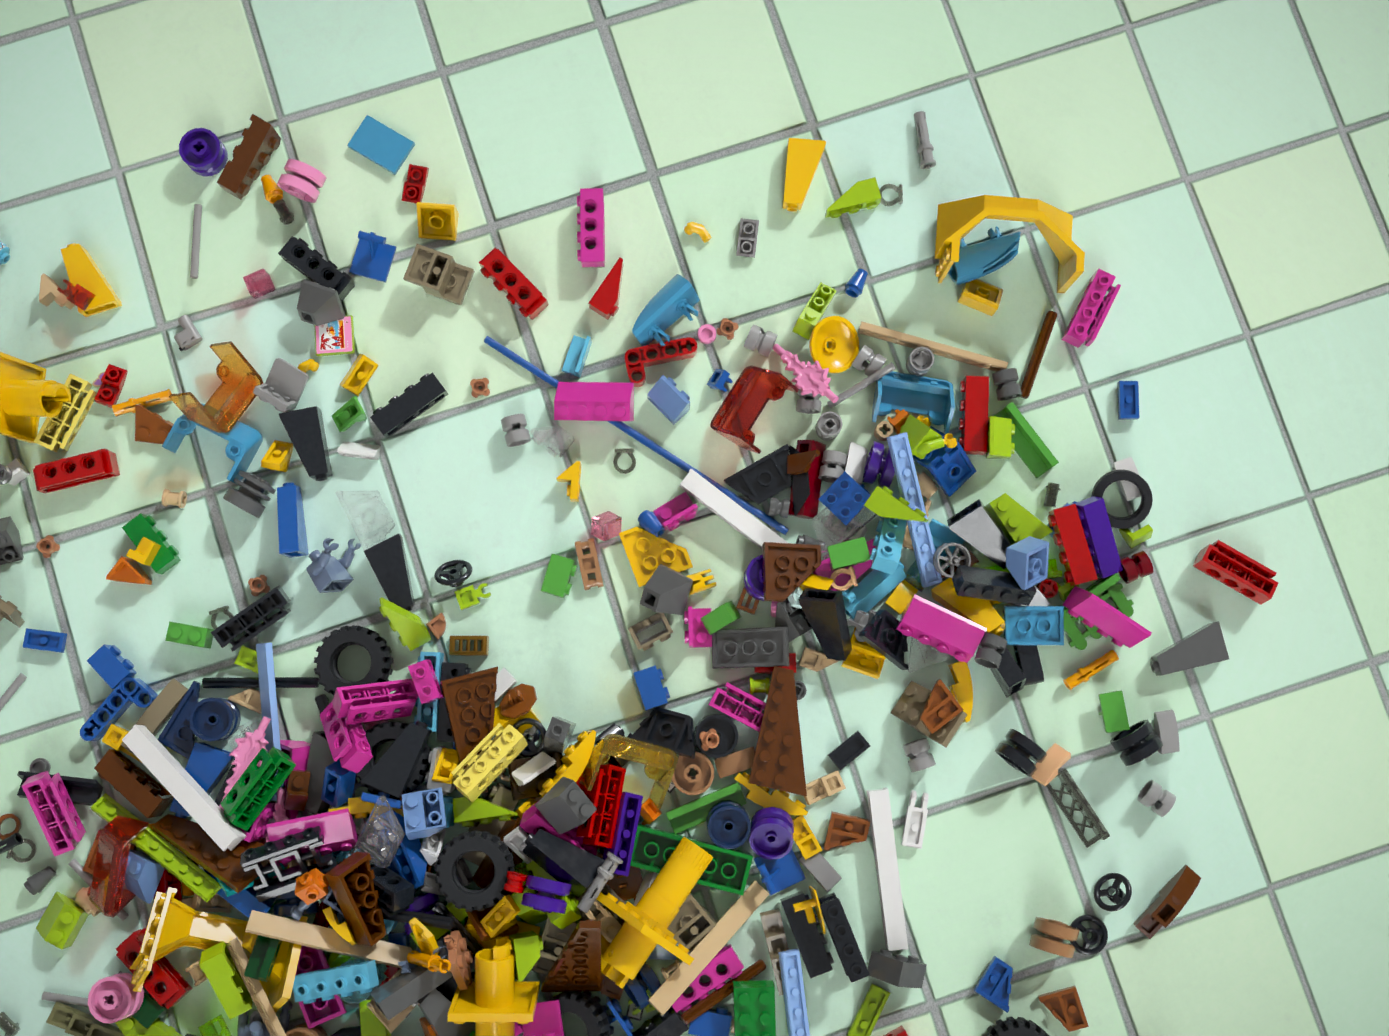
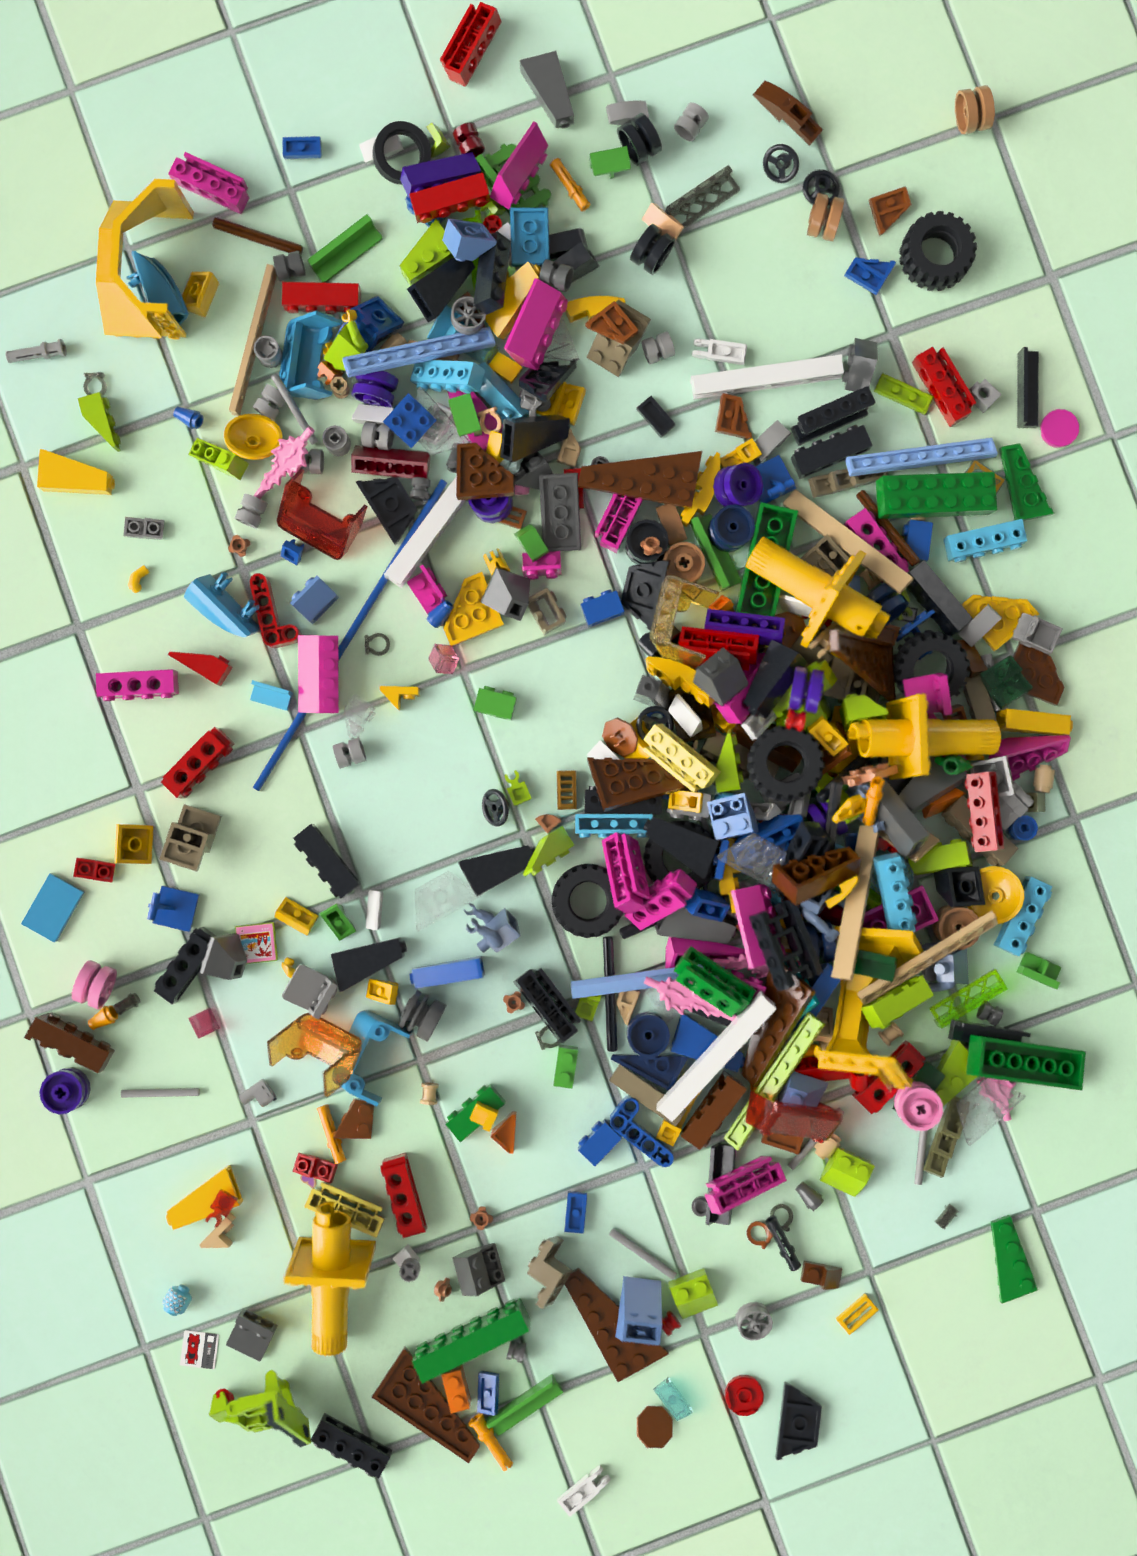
camera: 90 degrees left, 5 degrees up
(297, 790) = (715, 946): reddish brown slope -> none
(311, 886) = (806, 918): orange brick -> none
(425, 681) = (605, 824): dark pink brick -> none
(475, 383) = (301, 792): nougat plate -> none
(589, 564) = (482, 674): medium nougat plate -> none
(604, 874) = (784, 637): light grey pin -> none
(706, 334) = (245, 566): bright pink tile -> none
(759, 685) = (596, 503): lime bush -> none
(800, 462) = (374, 466): reddish brown tile -> none
(800, 486) = (391, 468): black sticker -> none
(807, 905) = (807, 443): yellow shield -> none
(824, 787) = (691, 438): tan slope -> none
(888, 506) = (418, 373): lime slope -> none
(999, 438) = (344, 270): lime slope -> none
(1051, 494) = (399, 222): clear smoke pin -> none

